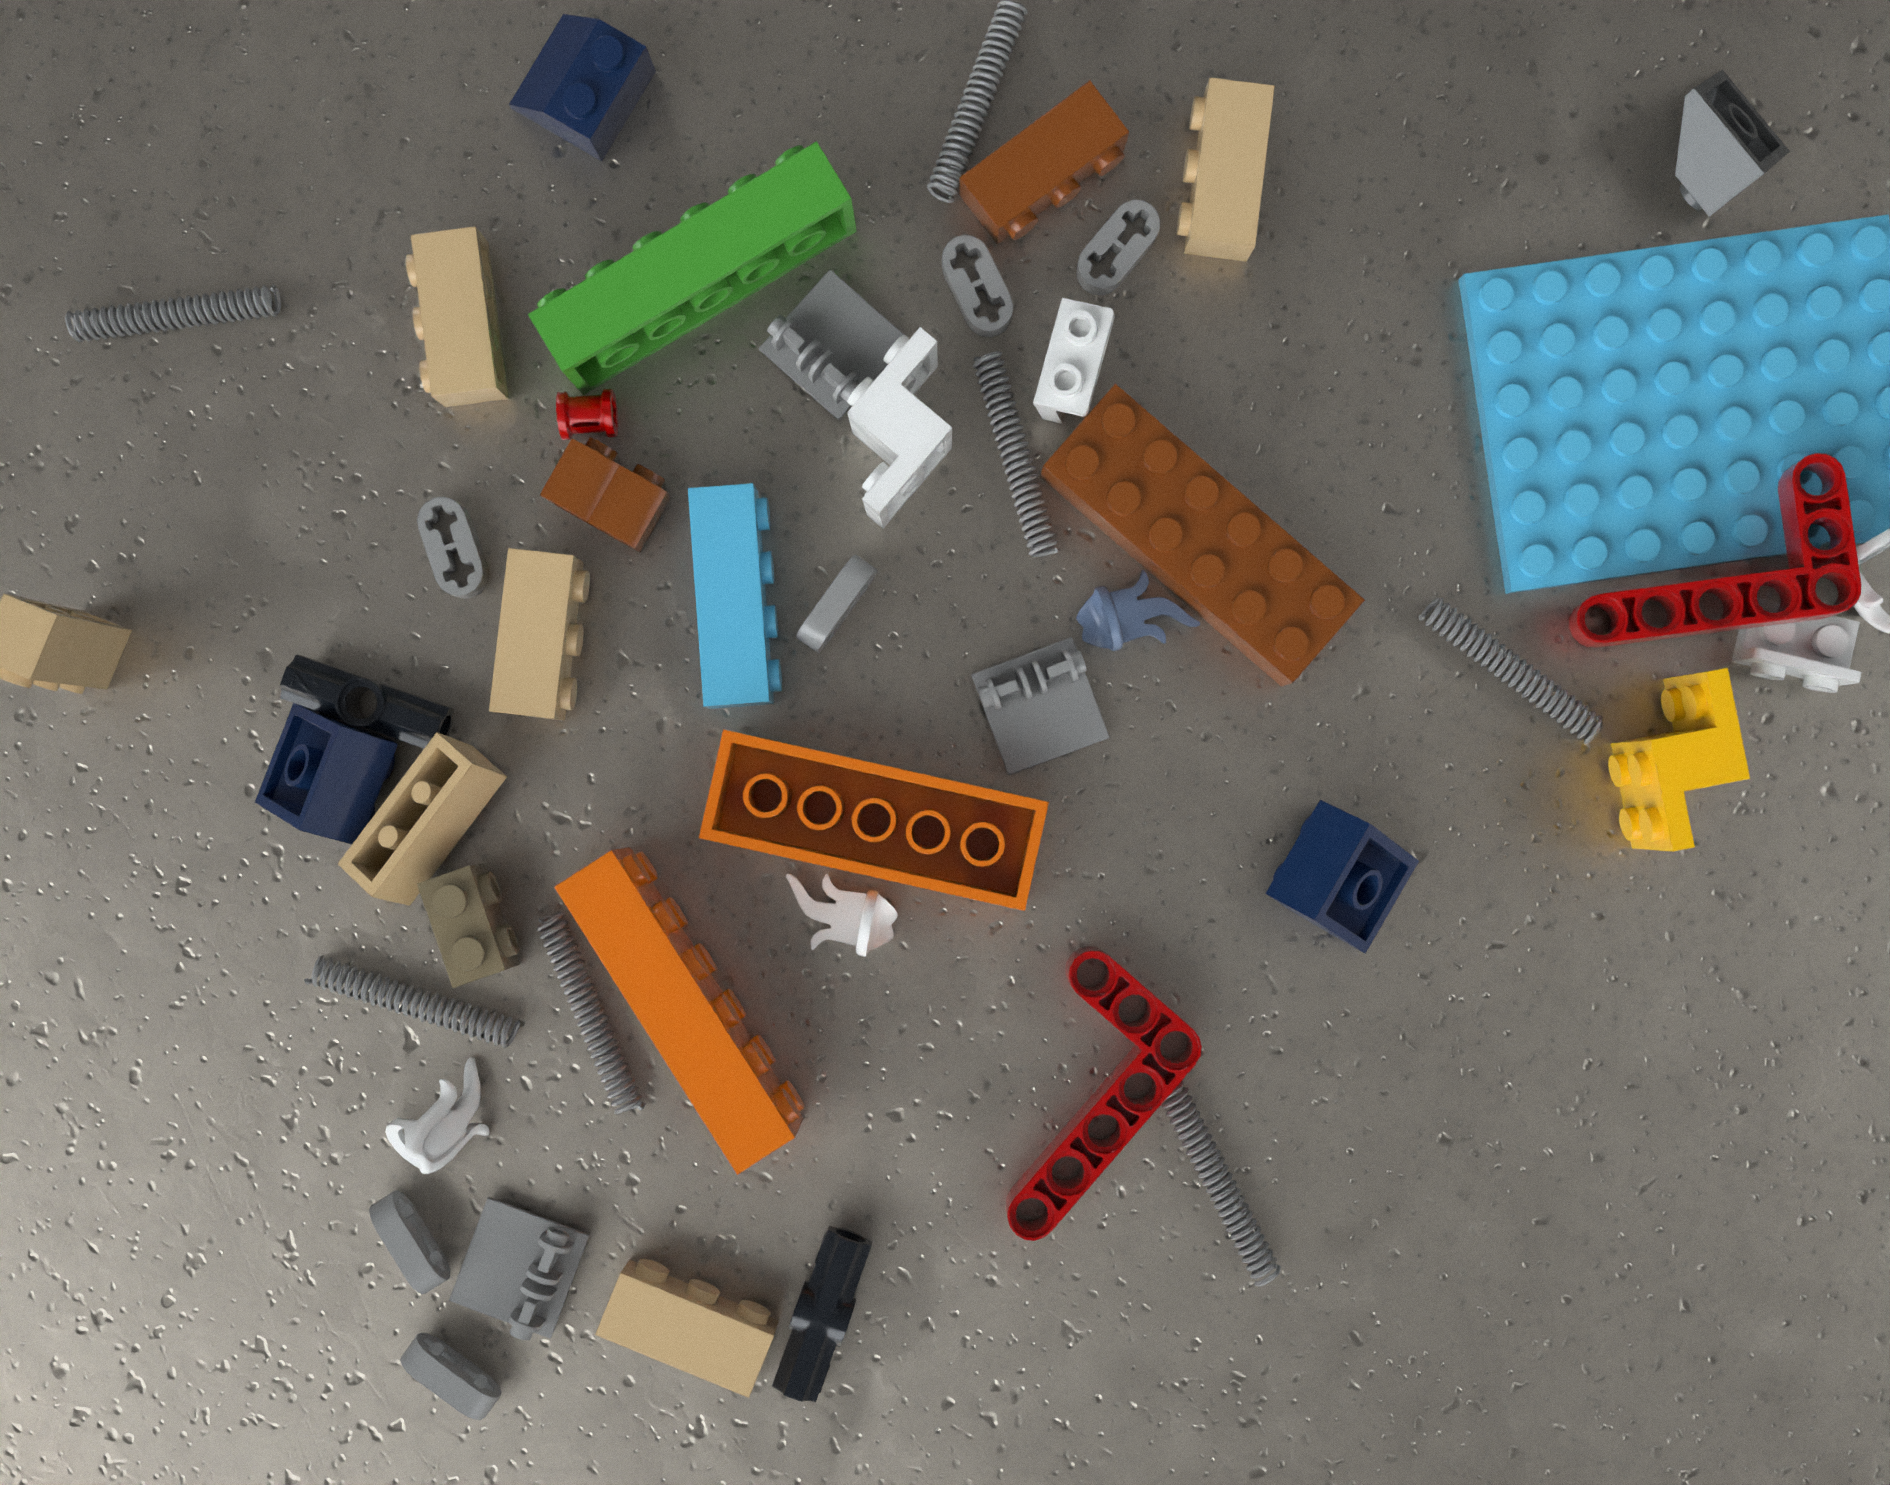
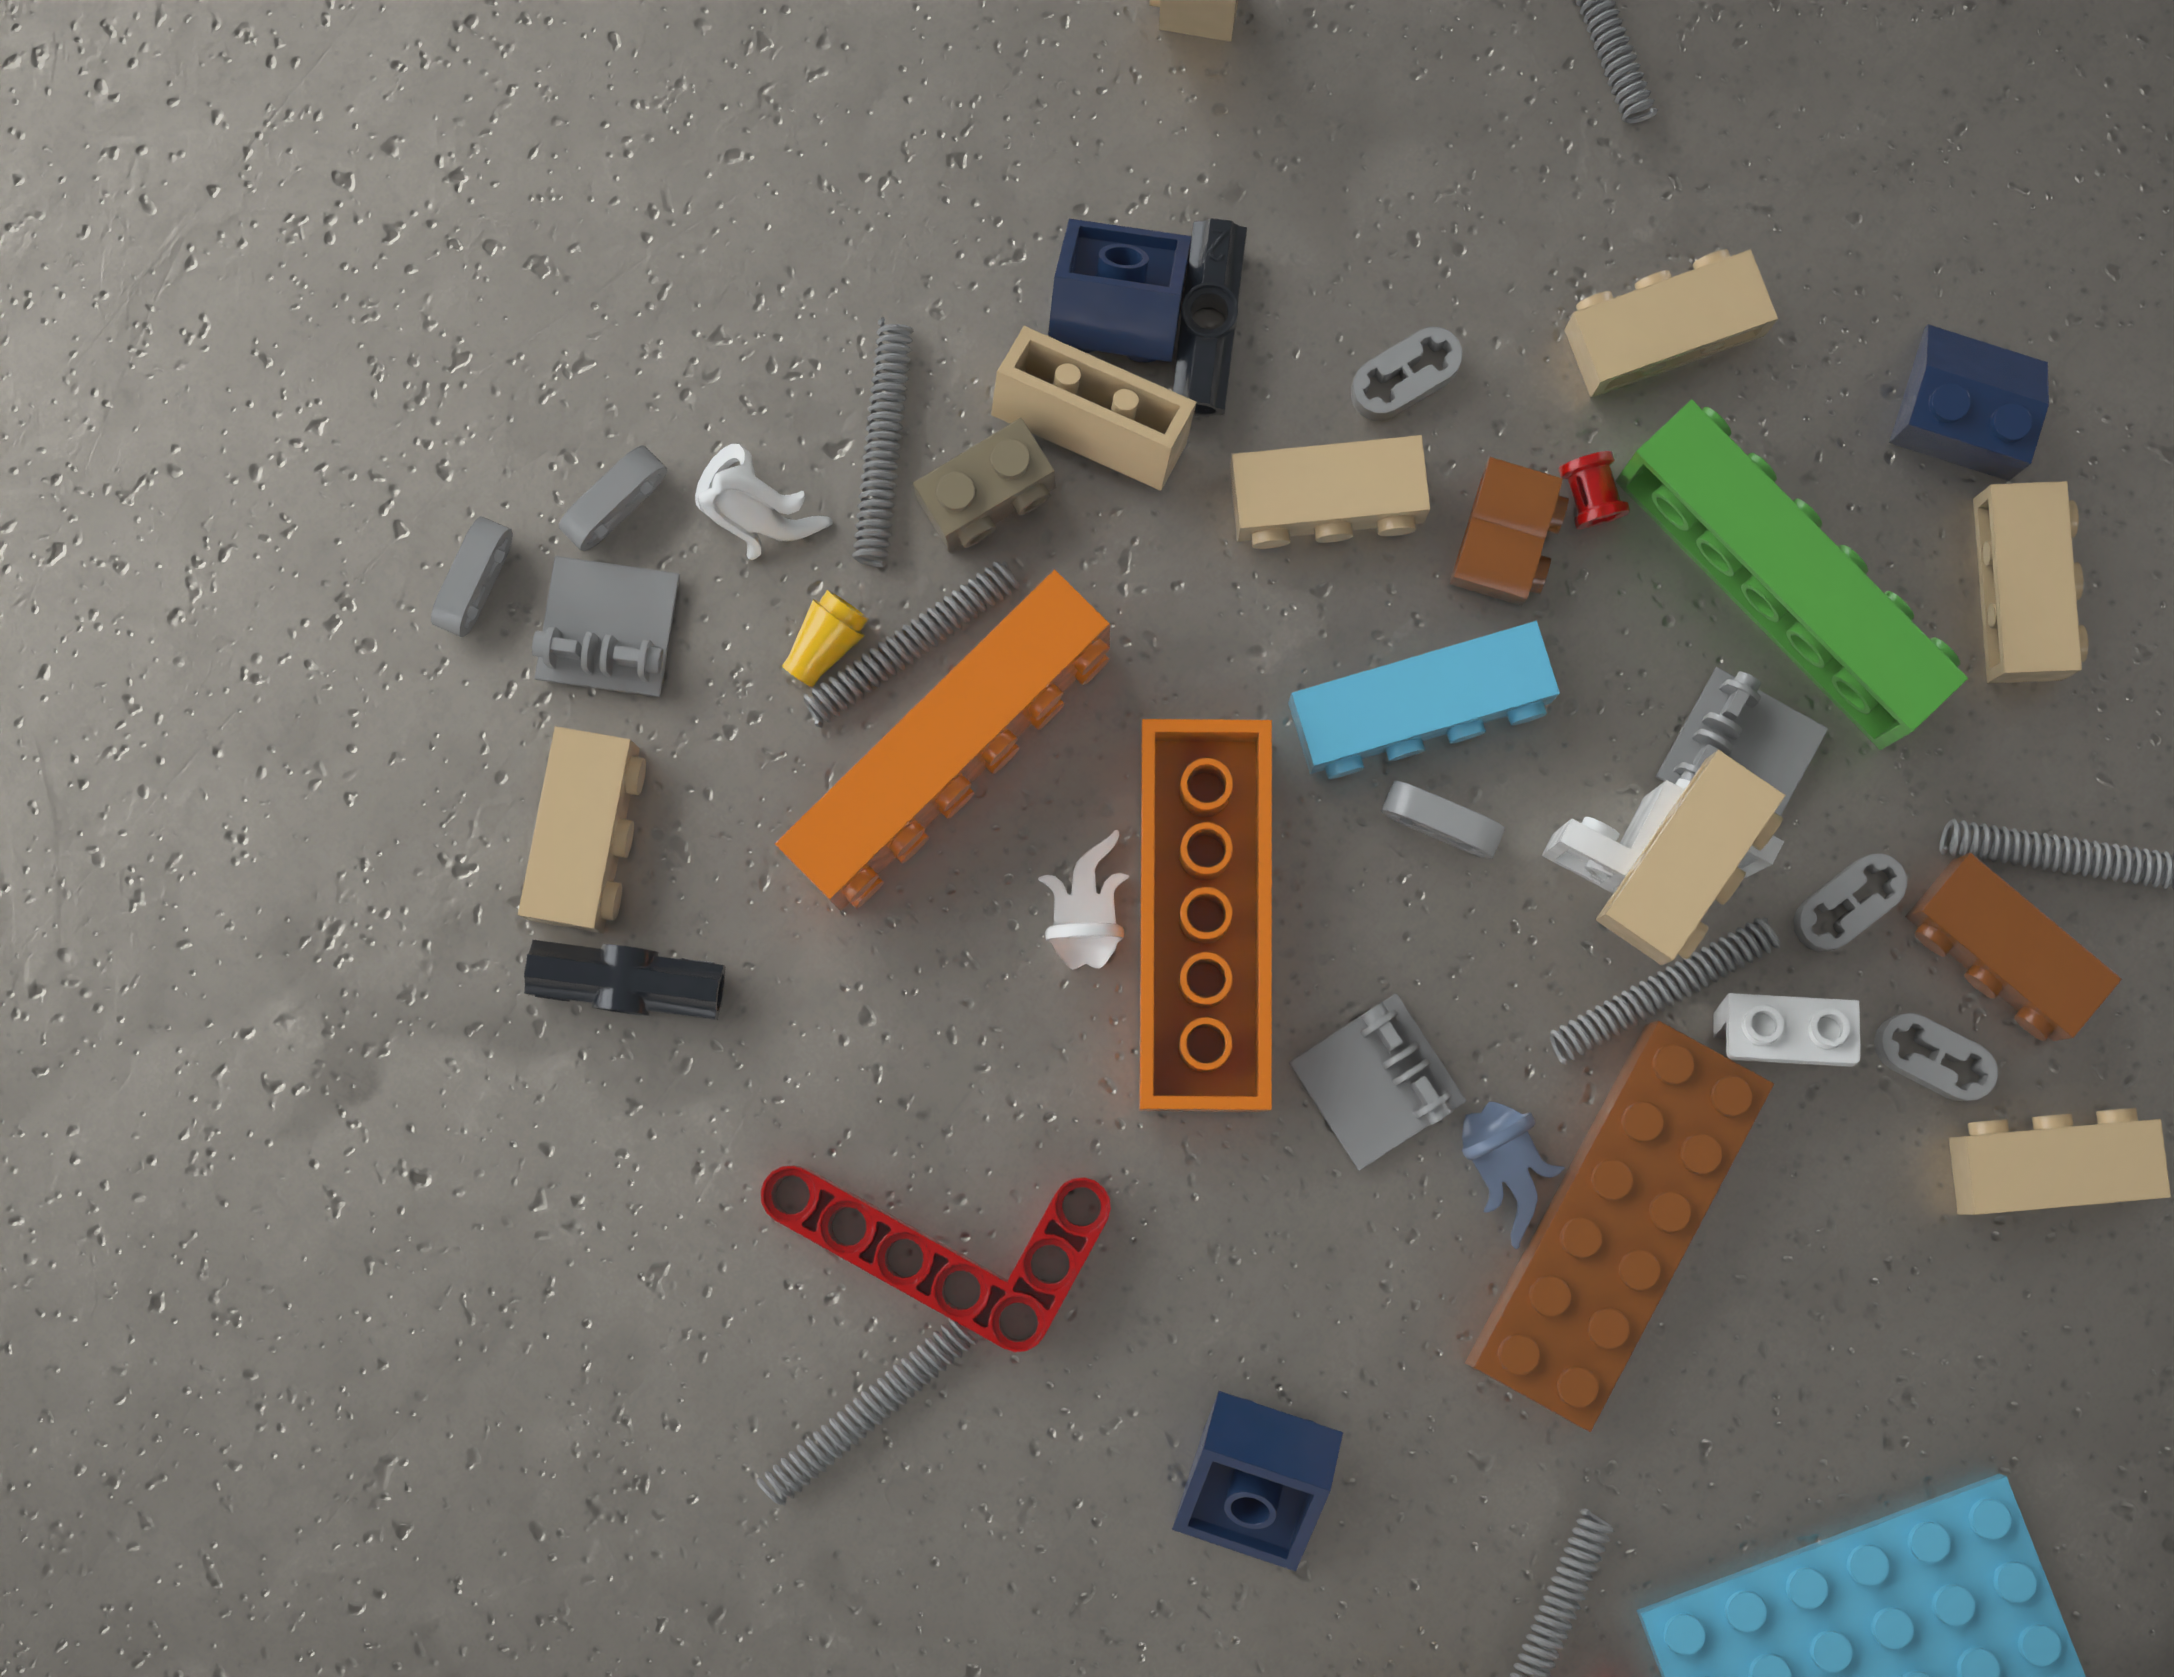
camera: 80 degrees right, 5 degrees down
(569, 1086) = (824, 637): none -> yellow cone
(744, 74) = (2029, 582): none -> tan brick
(920, 405) = (1693, 859): none -> tan brick

